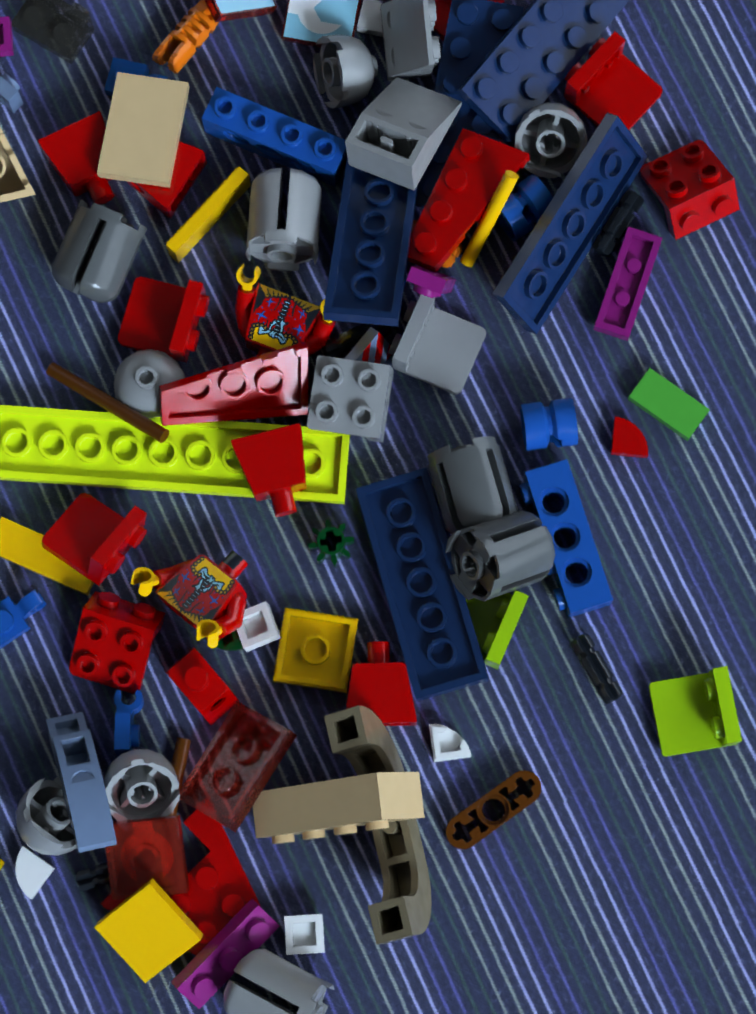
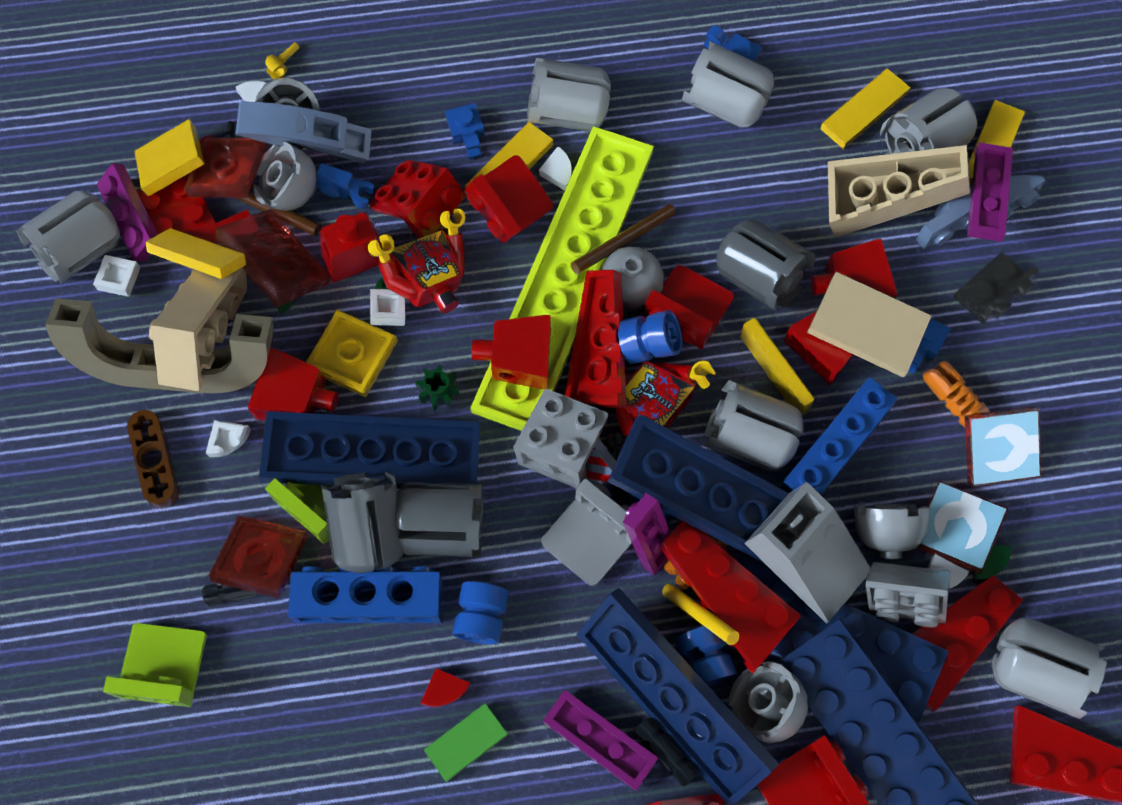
camera: 105 degrees right, 10 degrees down
(35, 501) = (557, 169): none -> white tile
(223, 340) = (650, 337): none -> blue wheel
(263, 843) = (196, 253): none -> yellow tile
(560, 657) = (258, 556): none -> clear red tile

